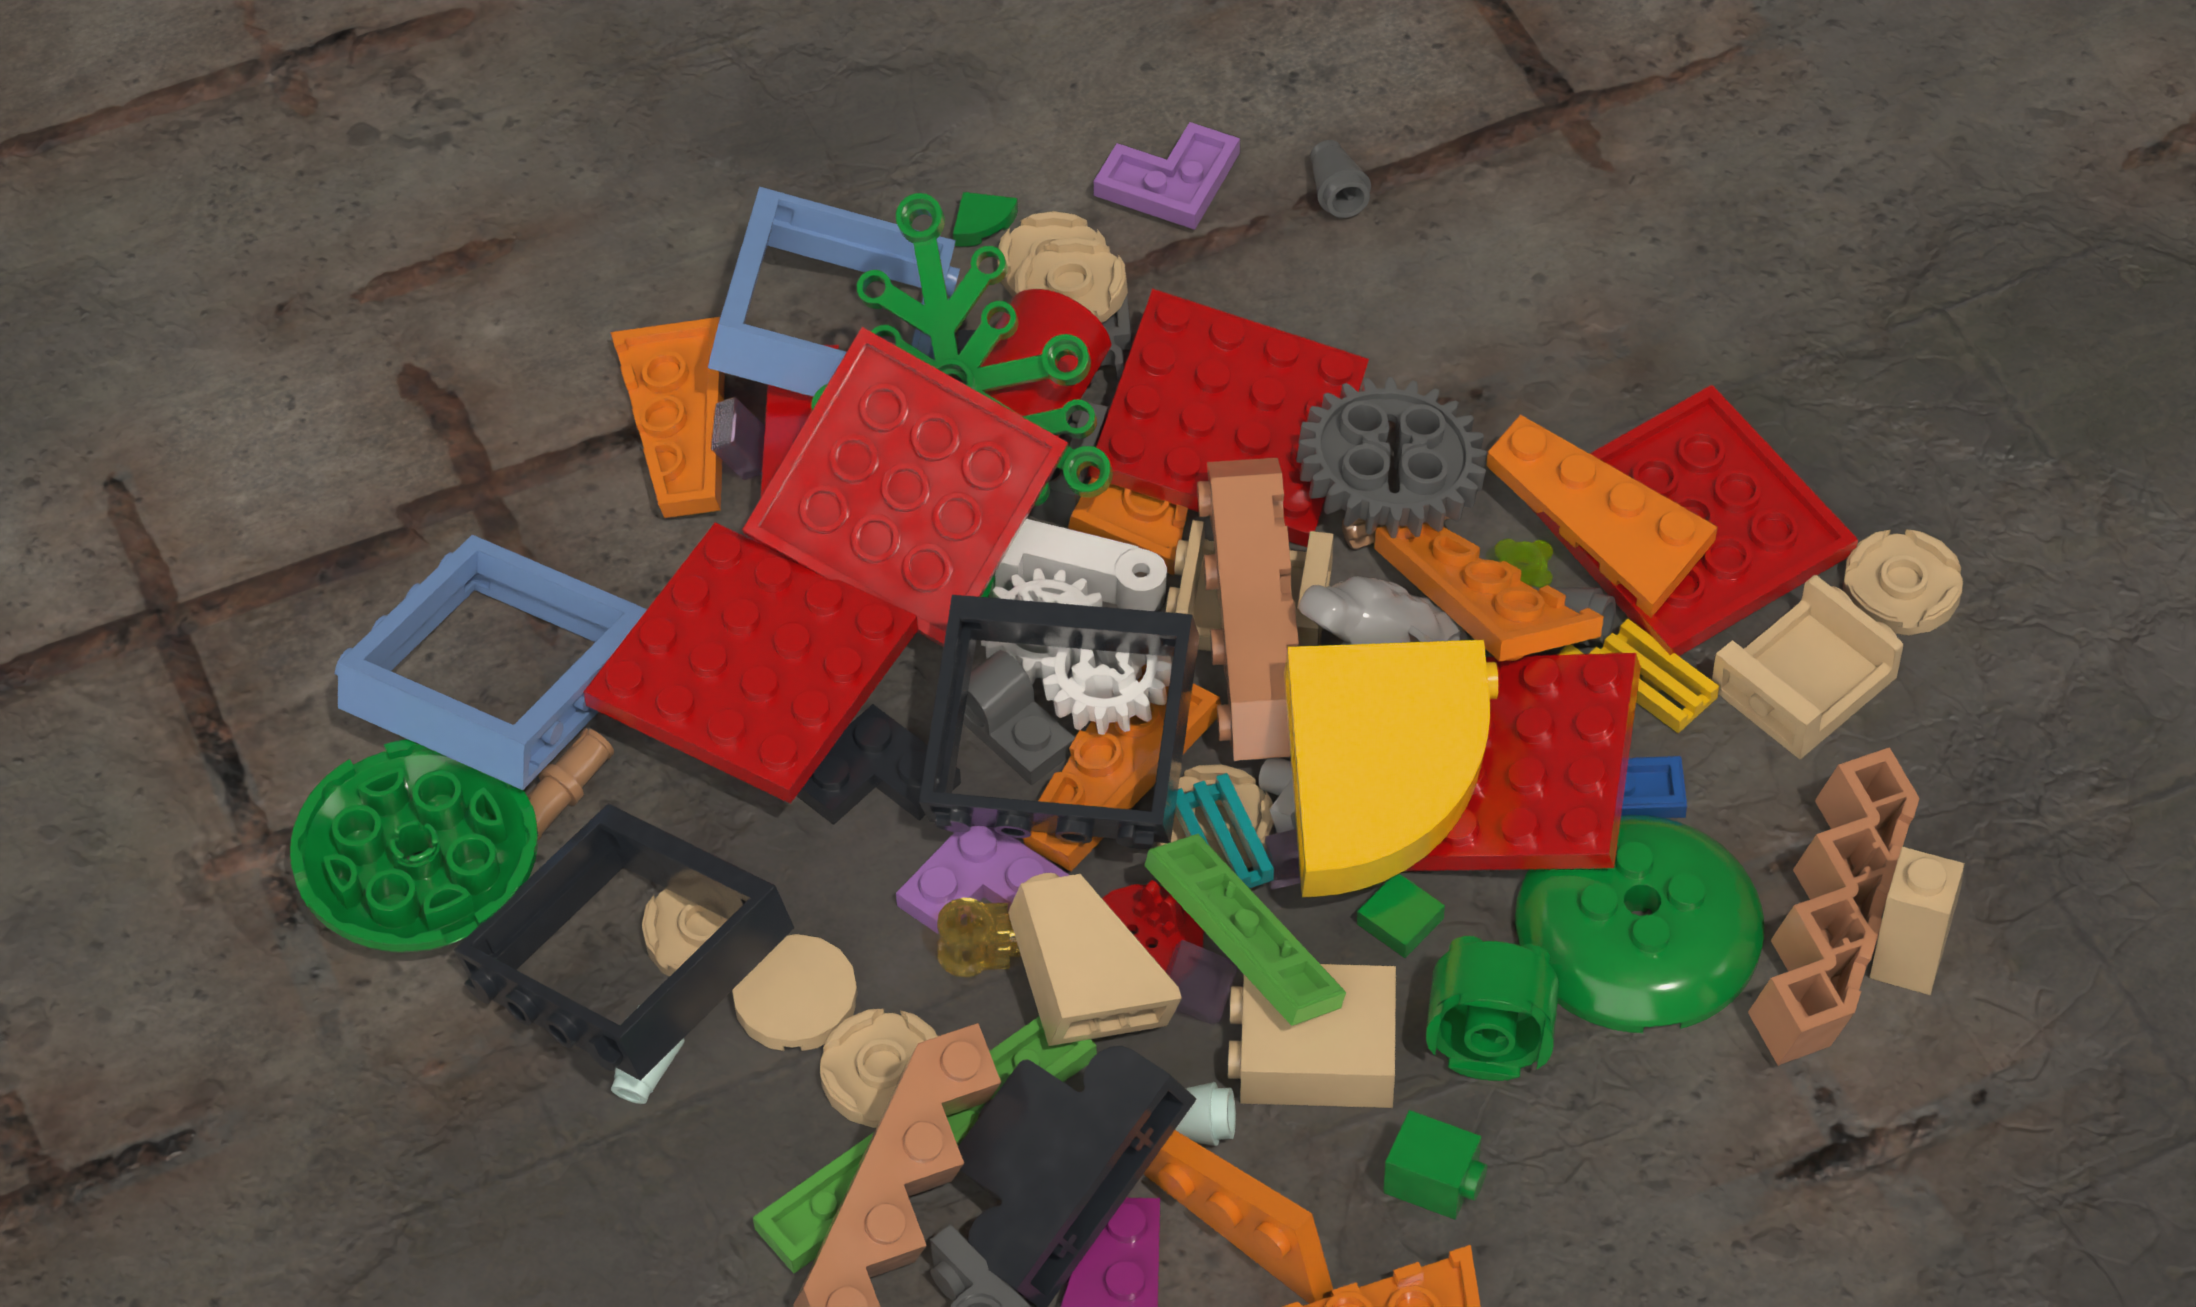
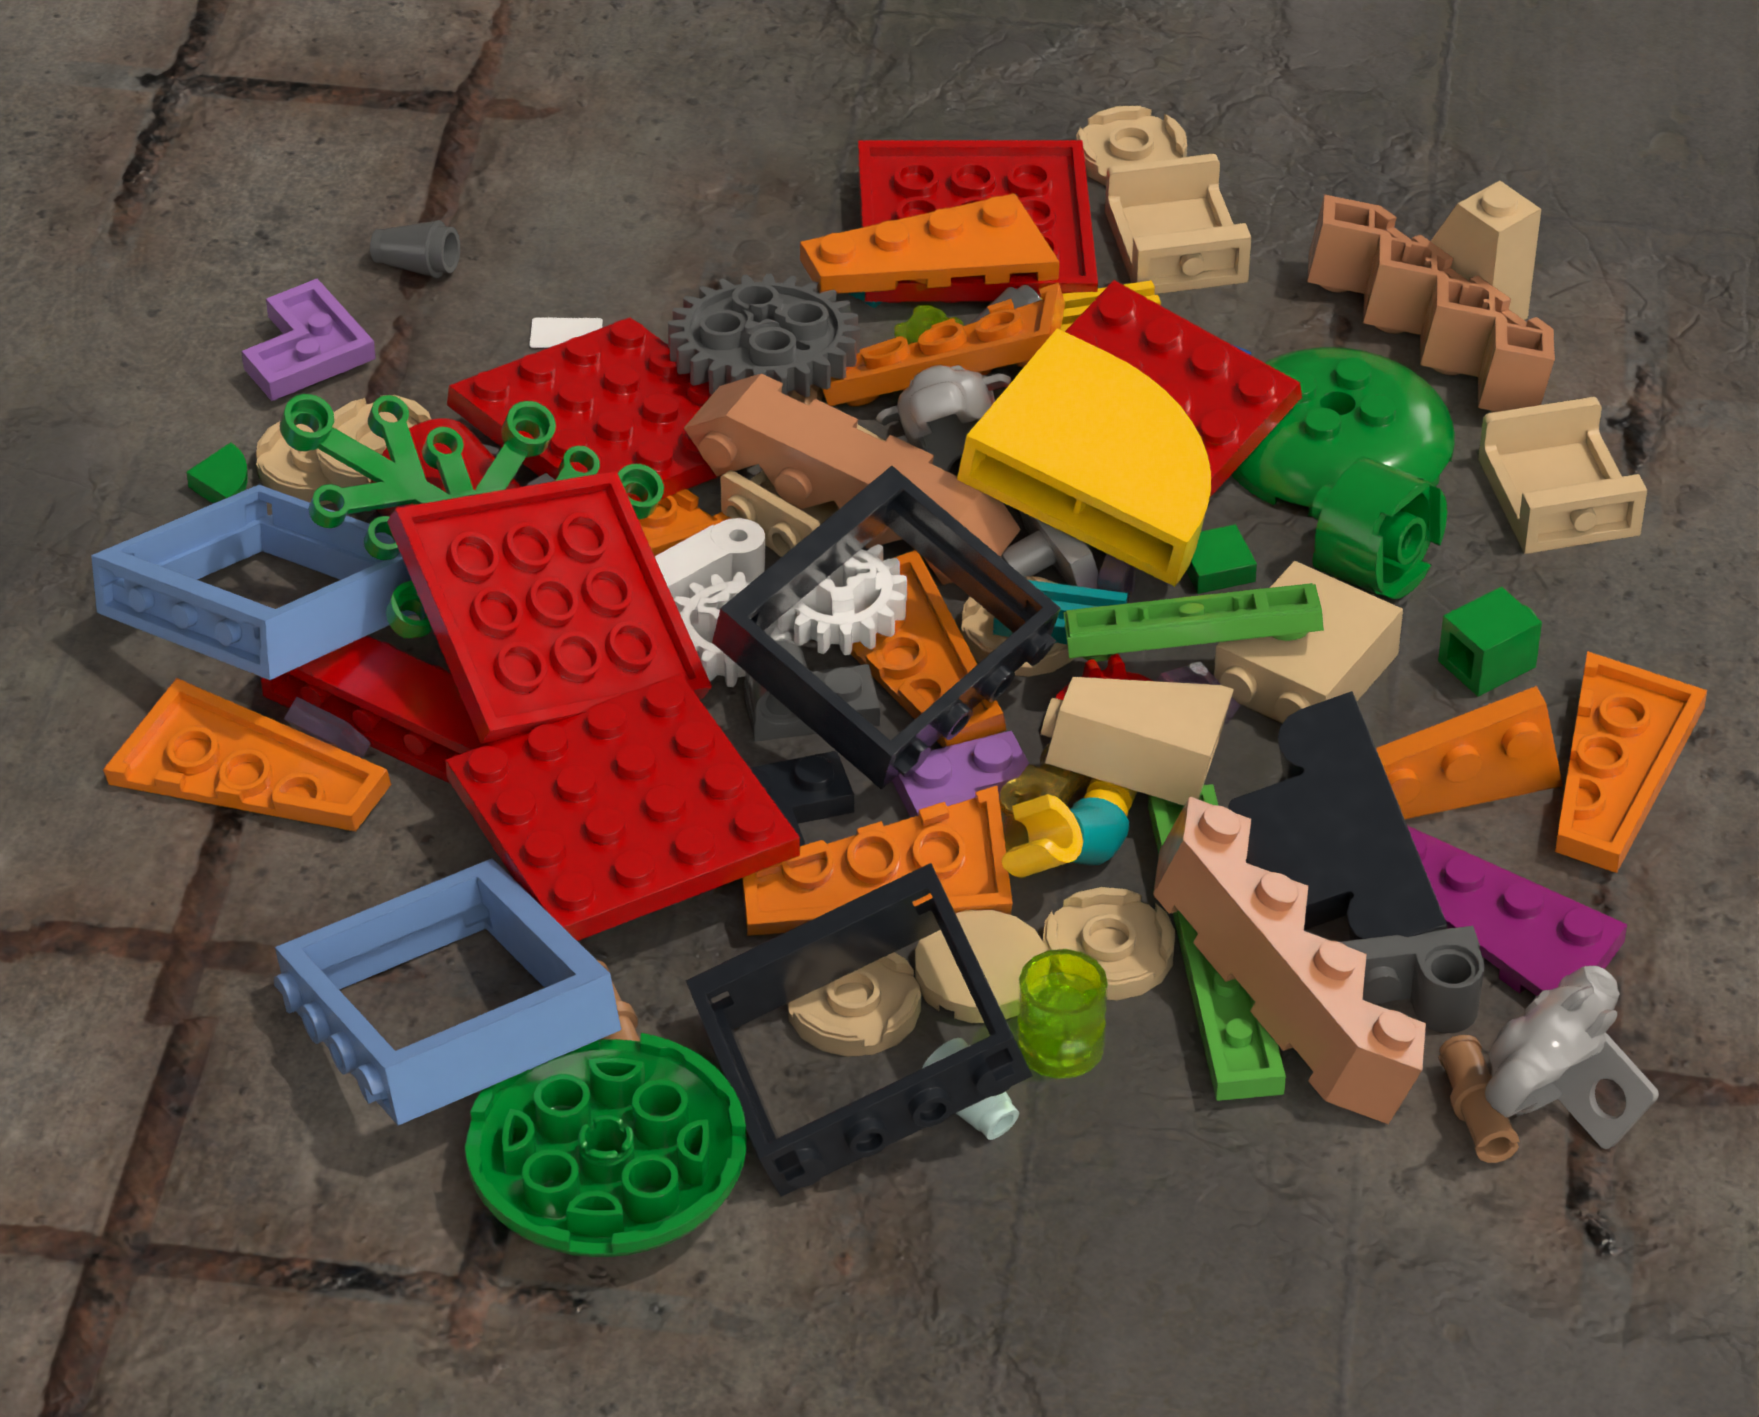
camera: 60 degrees left, 10 degrees down
(752, 1070) = (1062, 1013): none -> clear neon green wheel
(850, 886) = (958, 839): none -> orange wing
(970, 984) = (1081, 835): none -> yellow piece
(1333, 327) = (553, 331): none -> white sticker
(1704, 1120) = (1559, 476): none -> tan panel

